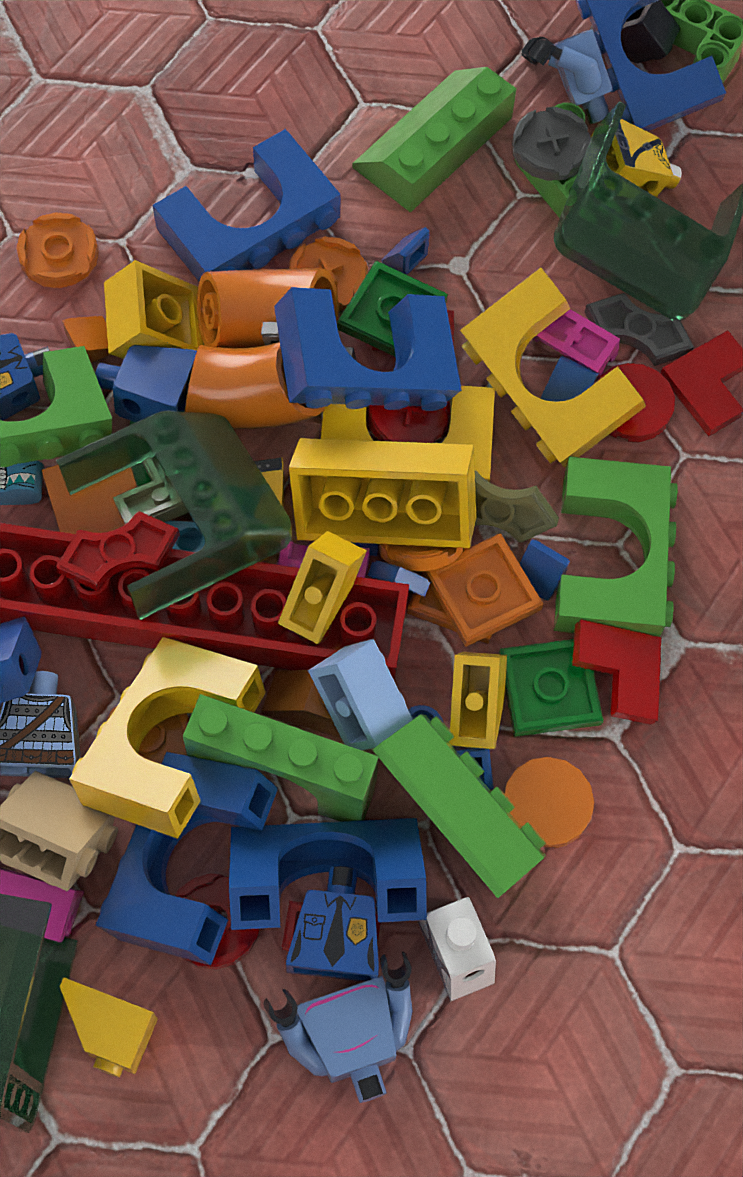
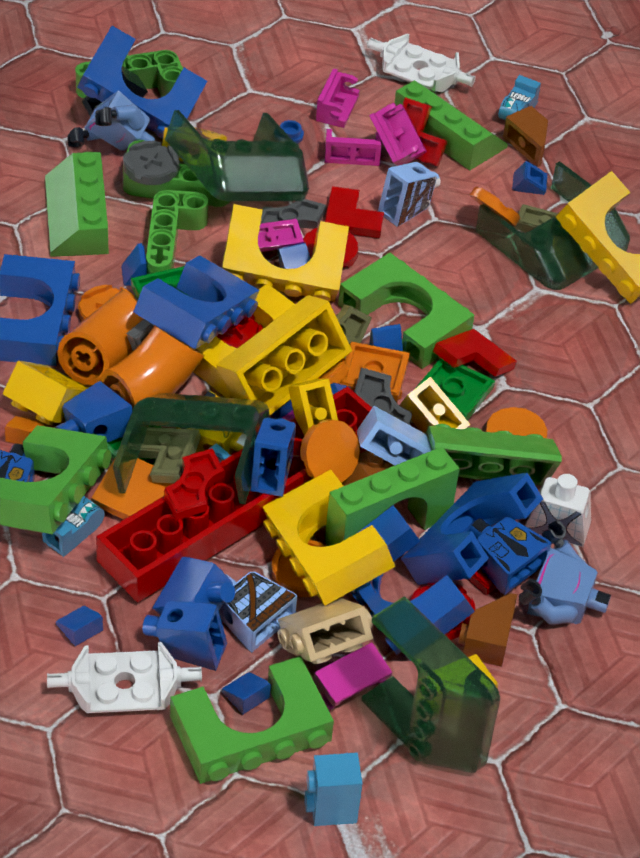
camera: 50 degrees left, 20 degrees down
(212, 593) = (273, 442): none -> blue torso
(218, 997) = (489, 630): none -> dark orange slope
(282, 643) = (330, 446): none -> orange tile
(440, 268) = (172, 212): none -> bright green beam
(442, 619) = (376, 391): none -> dark grey tile

